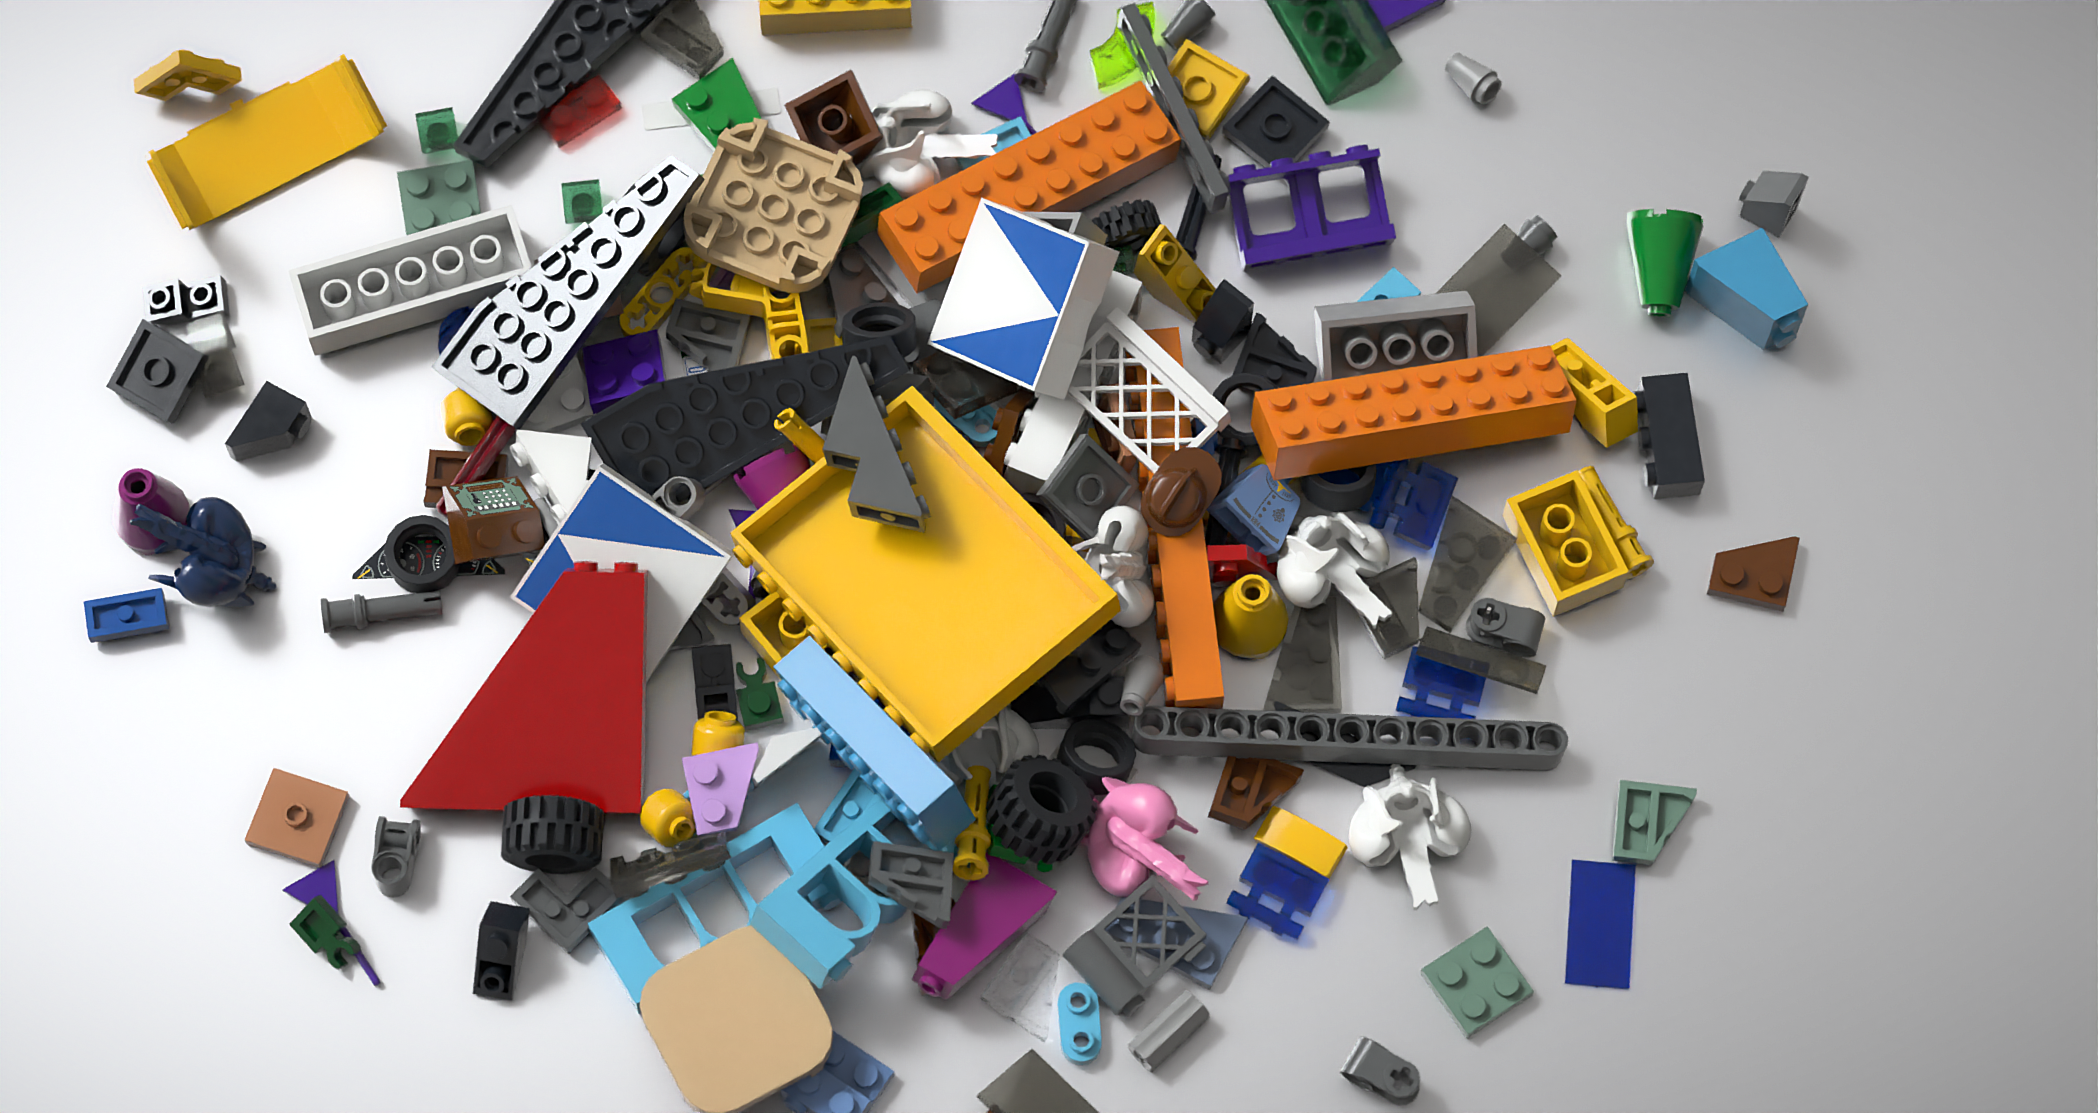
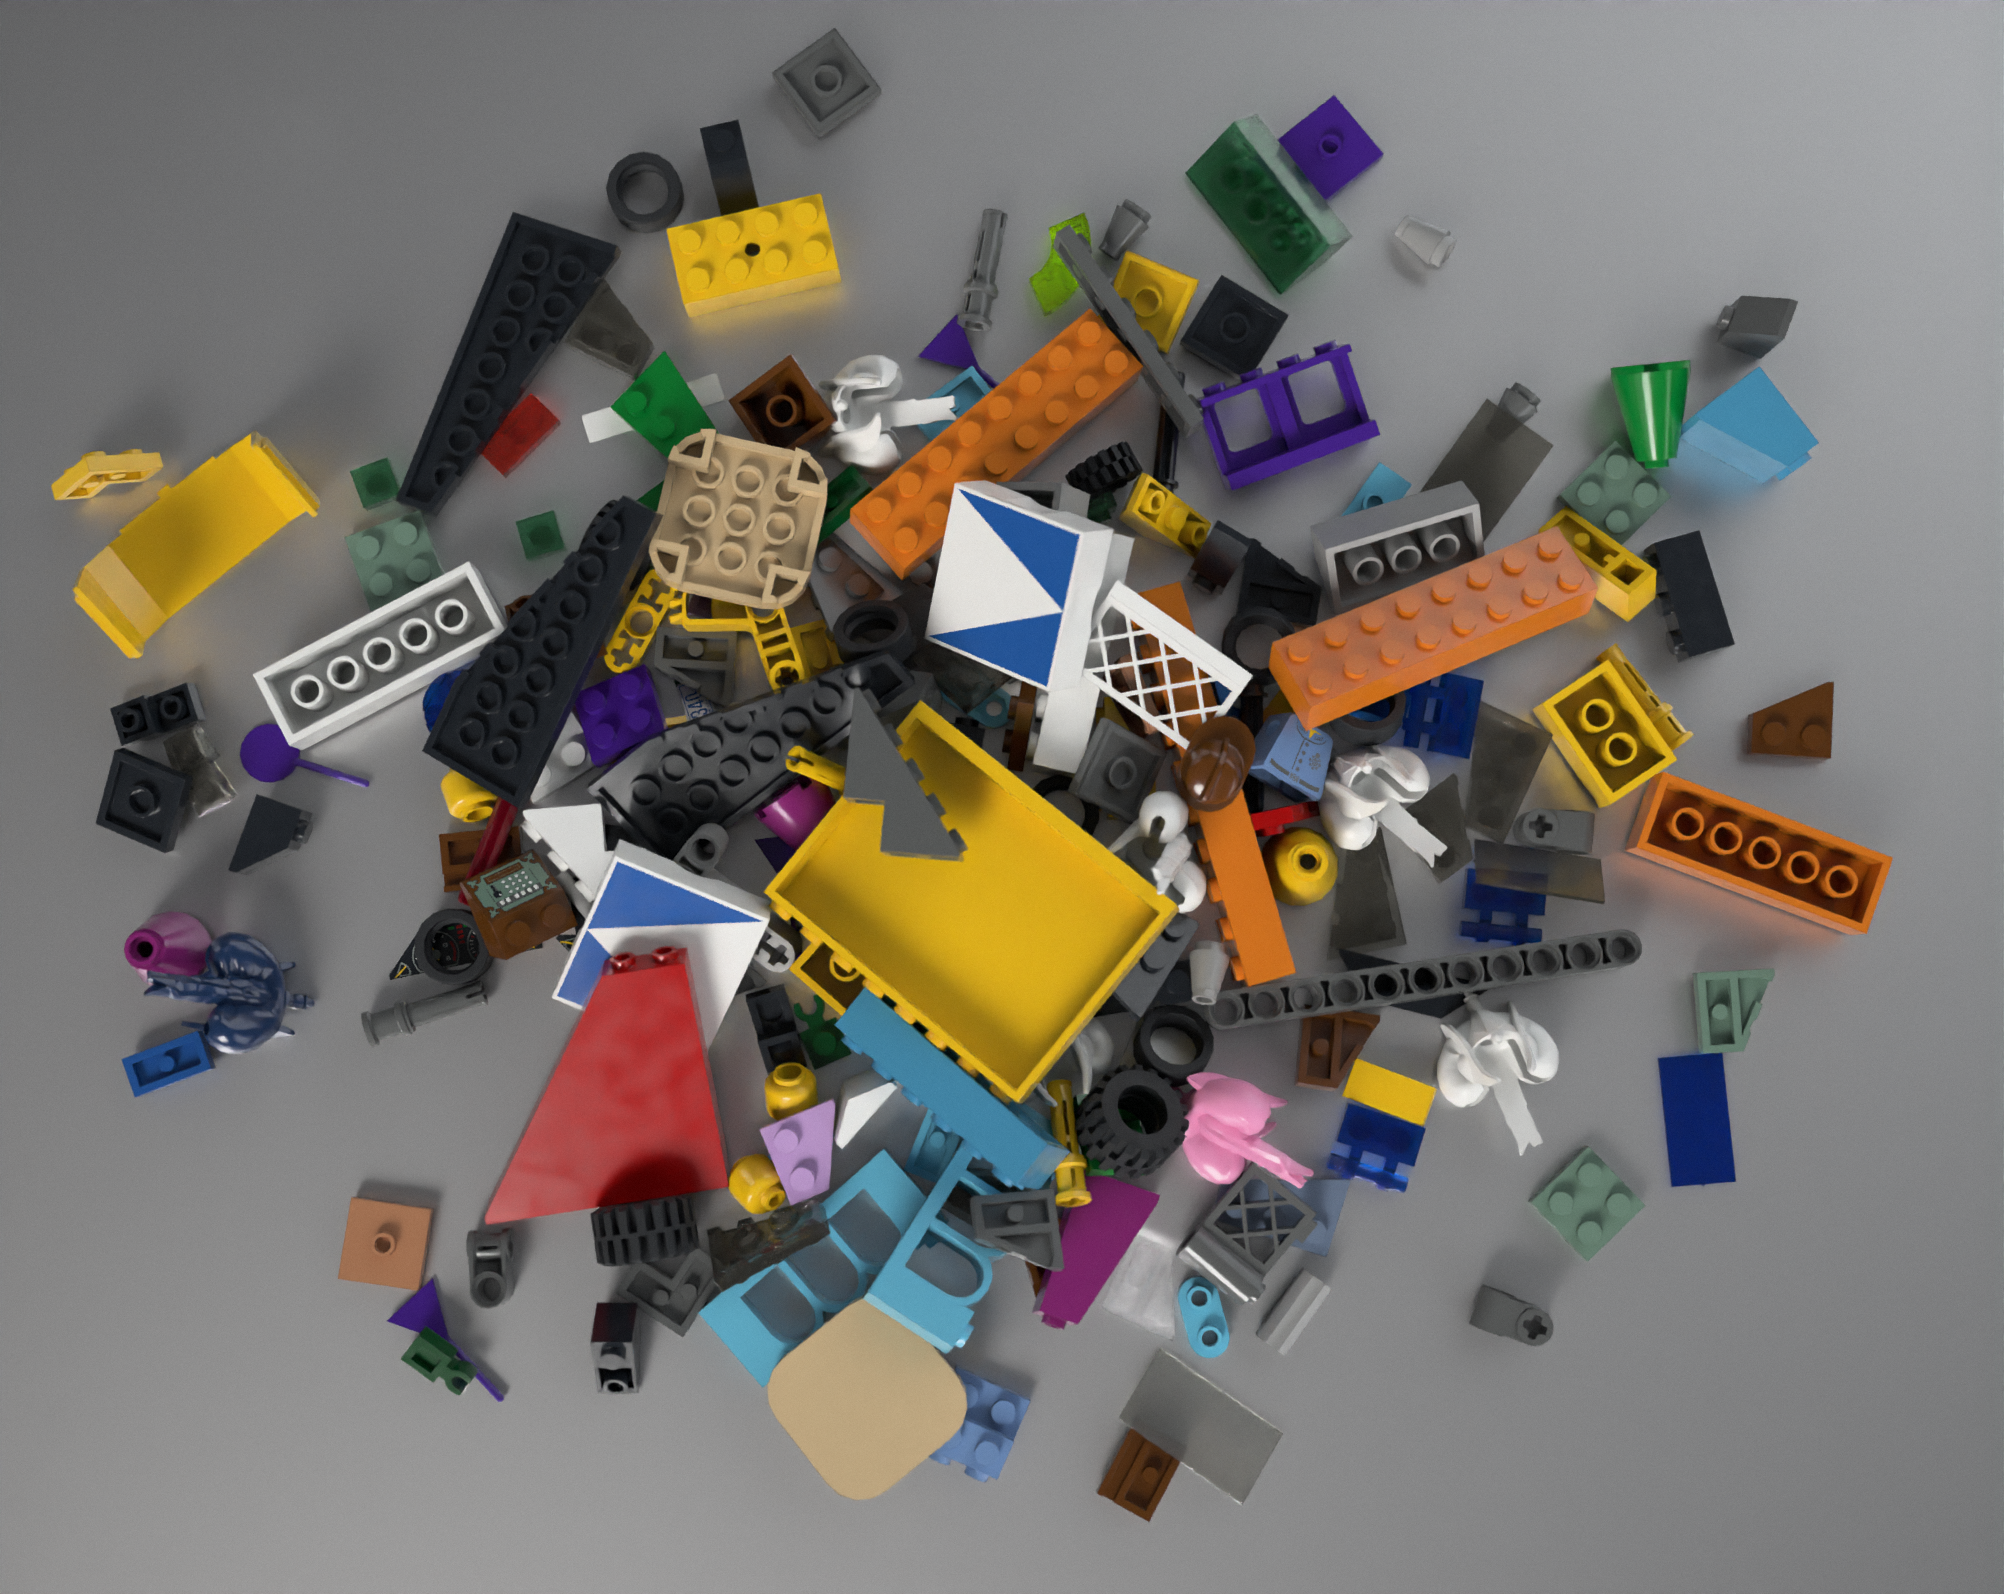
camera: 10 degrees left, 15 degrees up
(287, 355) = (271, 759): none -> dark purple piece
(1616, 333) = (1615, 494): none -> sand green plate
(1696, 677) = (1759, 854): none -> orange brick

